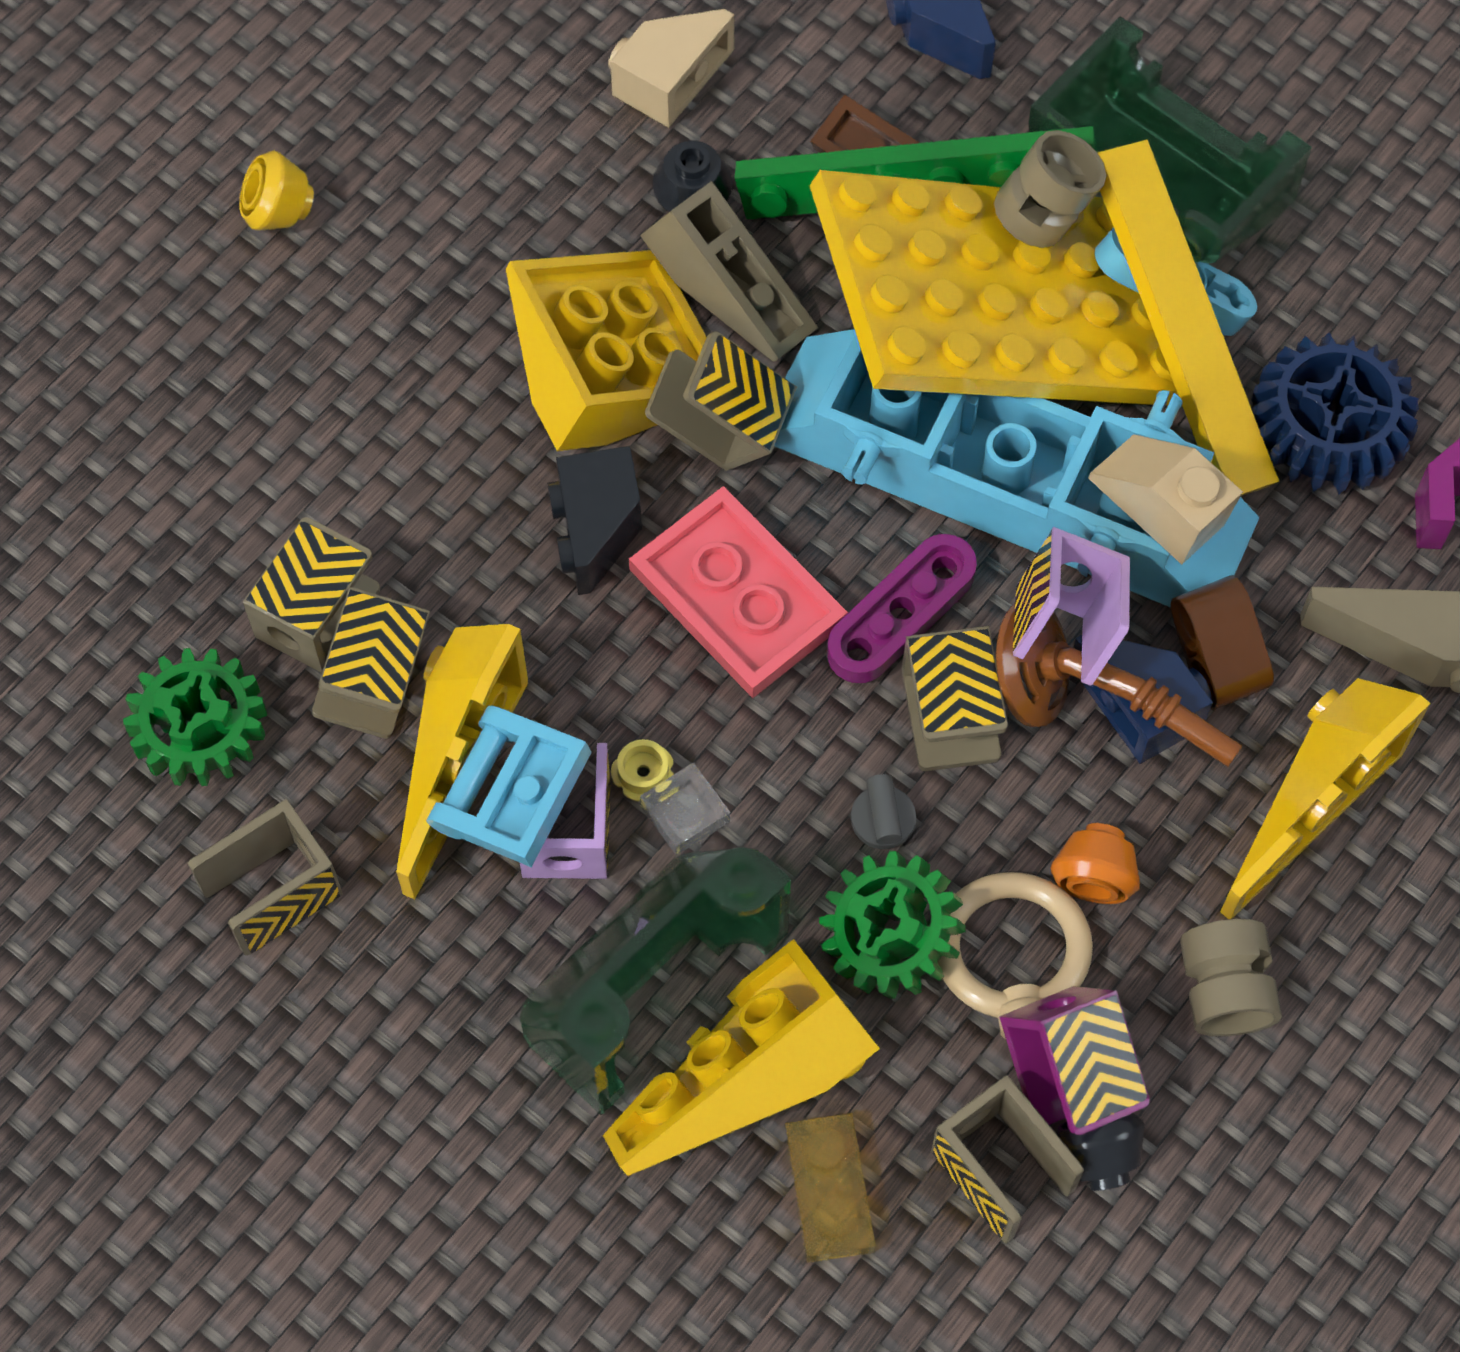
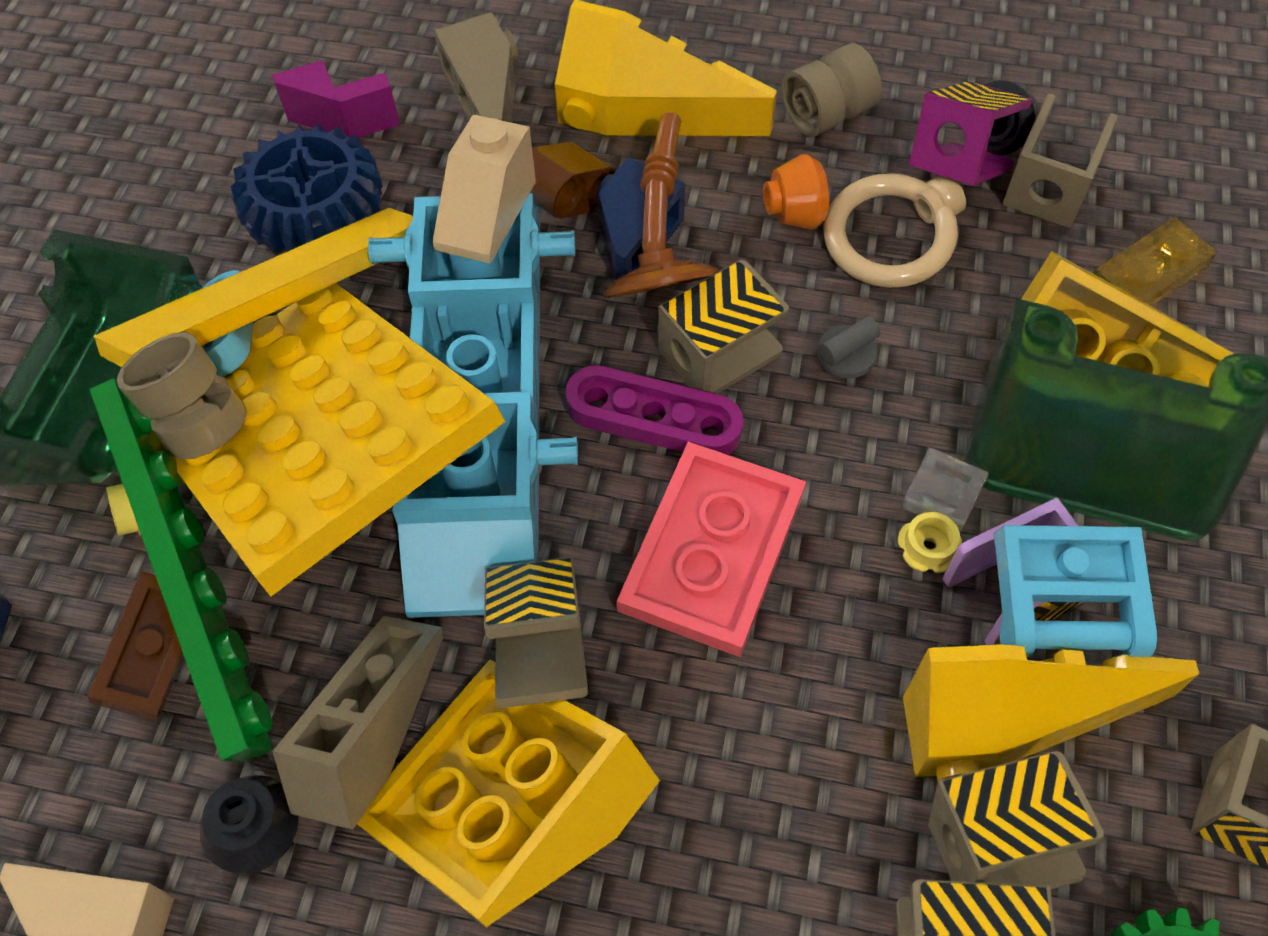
camera: 115 degrees left, 5 degrees down
(600, 510) = (705, 703): black slope -> none
(882, 947) = (942, 294): green gear -> none
(1100, 601) = (627, 222): lavender piece -> none

